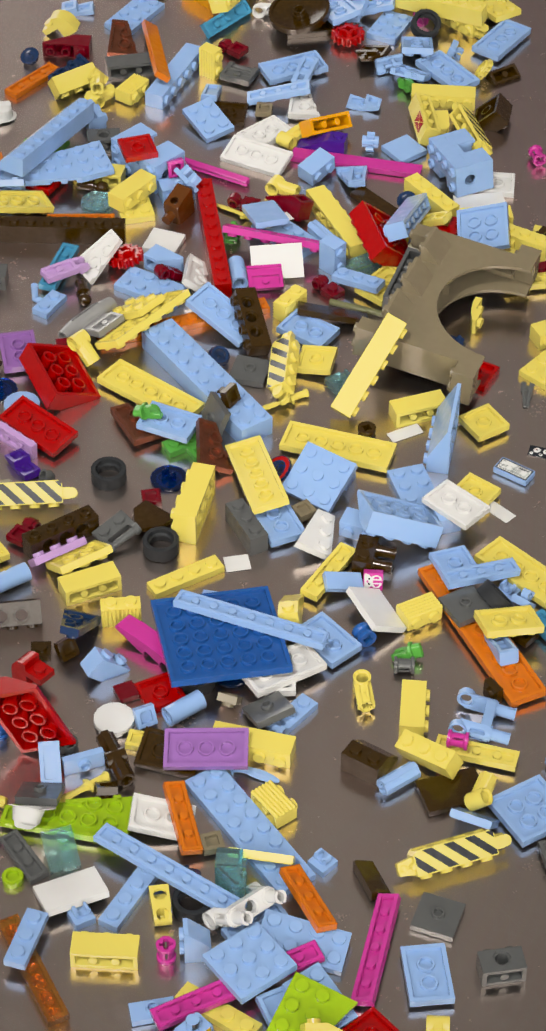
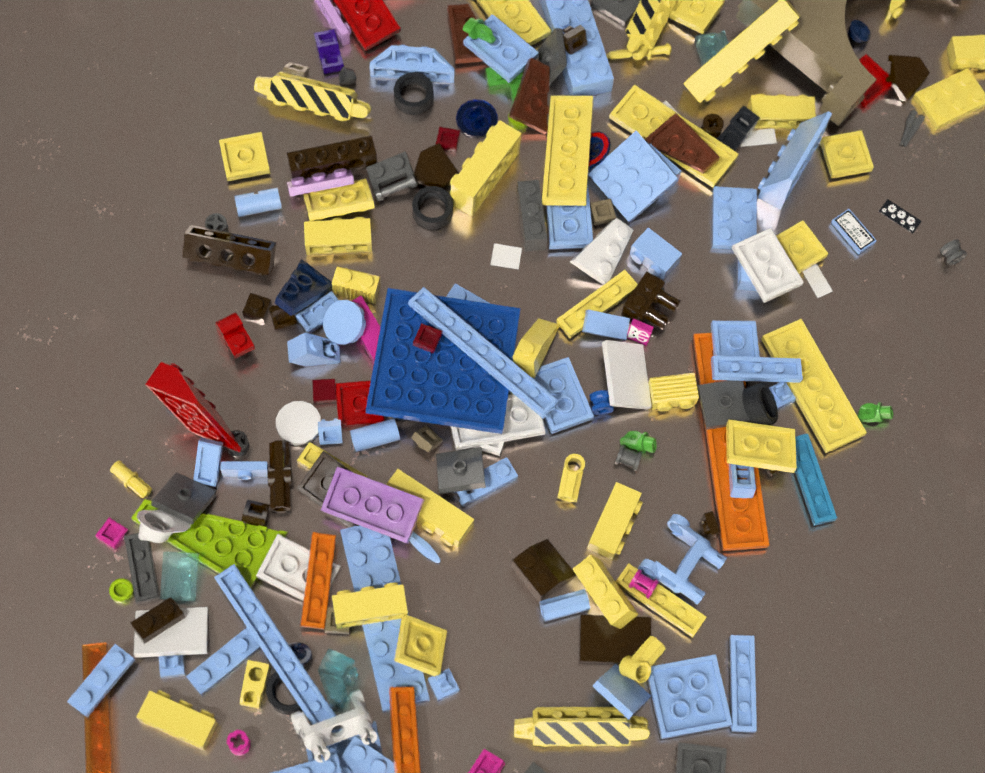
camera: 15 degrees right, 25 degrees up
(15, 534) = (291, 143): dark red plate -> none
(56, 883) = (157, 620): none -> dark brown plate
(86, 786) = (237, 500): light yellow sword -> none
(98, 445) = (404, 59): none -> light blue wedge
(98, 637) = (312, 316): none -> light blue plate
(123, 634) = (344, 322): none -> light blue tile
(185, 577) = (443, 258): light yellow plate -> none
(193, 941) = (269, 747): light blue slope -> none
(200, 622) = (427, 338): none -> dark red tile
(236, 818) = (369, 605): none -> light yellow brick
(268, 857) = (378, 664): light yellow tile -> none
(274, 803) = (420, 593): light yellow brick -> none
(291, 835) = (420, 645): none -> light yellow plate
(351, 445) = (683, 144): none -> copper wing
(369, 878) = (486, 724): dark brown slope -> none
(390, 424) = (739, 128): none -> black slope
(398, 519) = (695, 263): light blue slope -> none
(506, 358) = (906, 74): none -> dark brown slope
(525, 598) = (792, 415): light blue tile -> none

